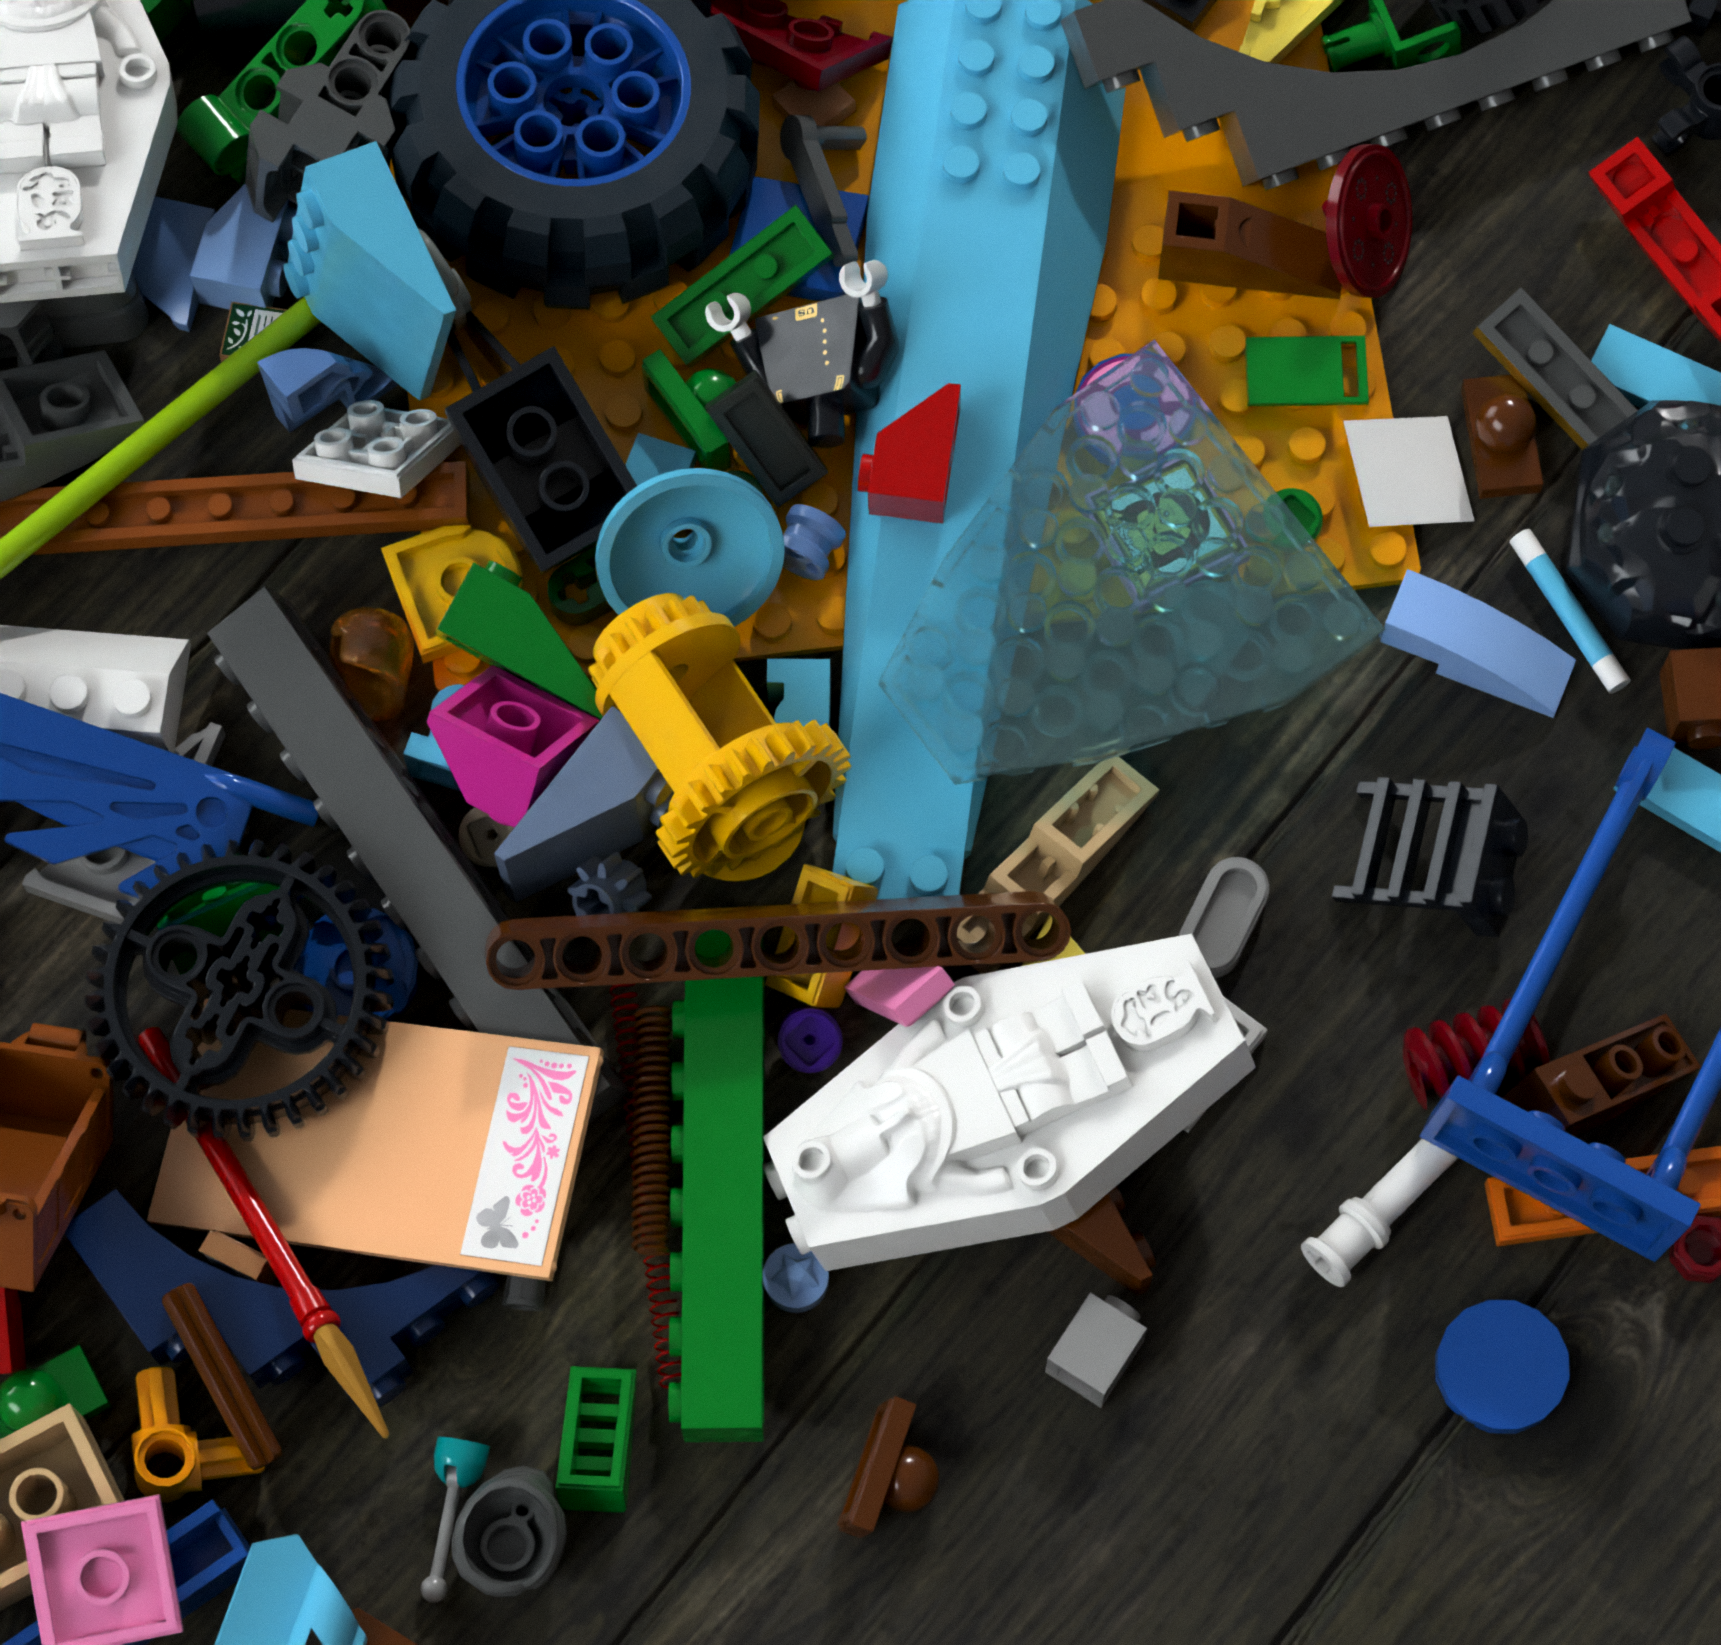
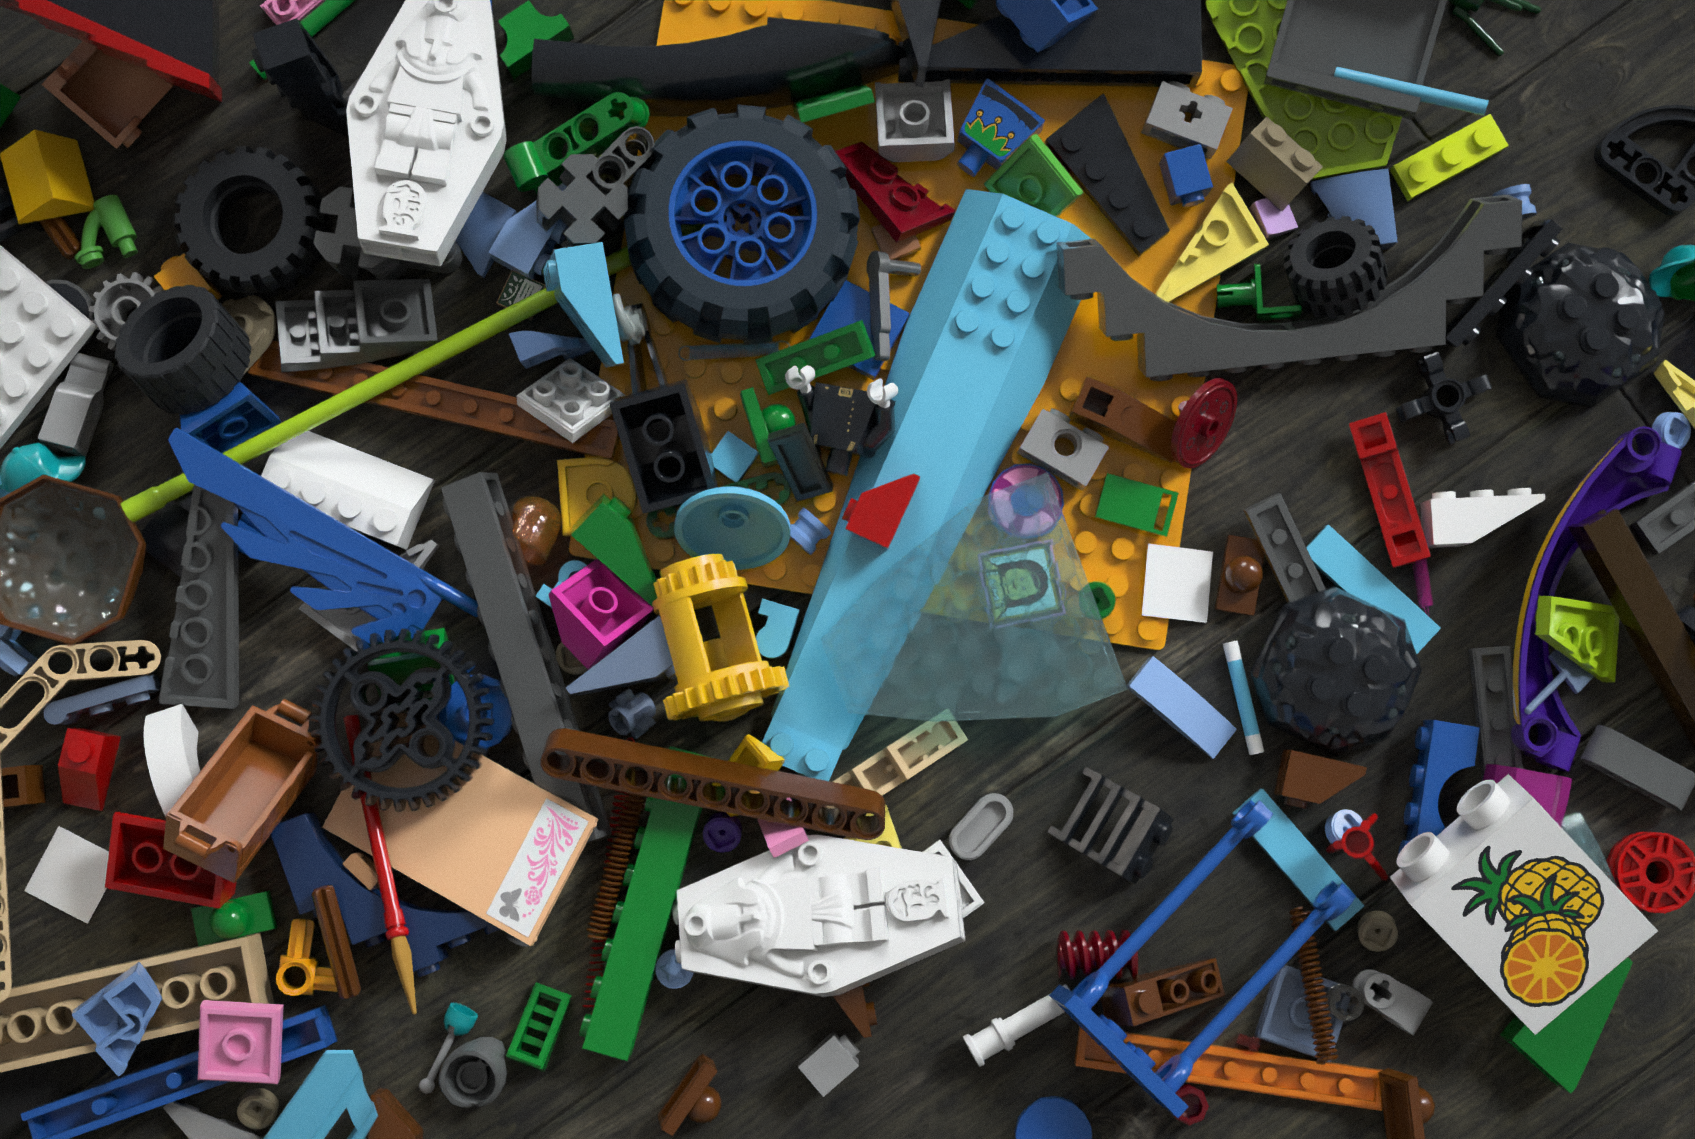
camera: 15 degrees right, 15 degrees up
(610, 330) = (768, 346): none -> medium azure piece
(1190, 341) = (1073, 469): none -> light grey brick

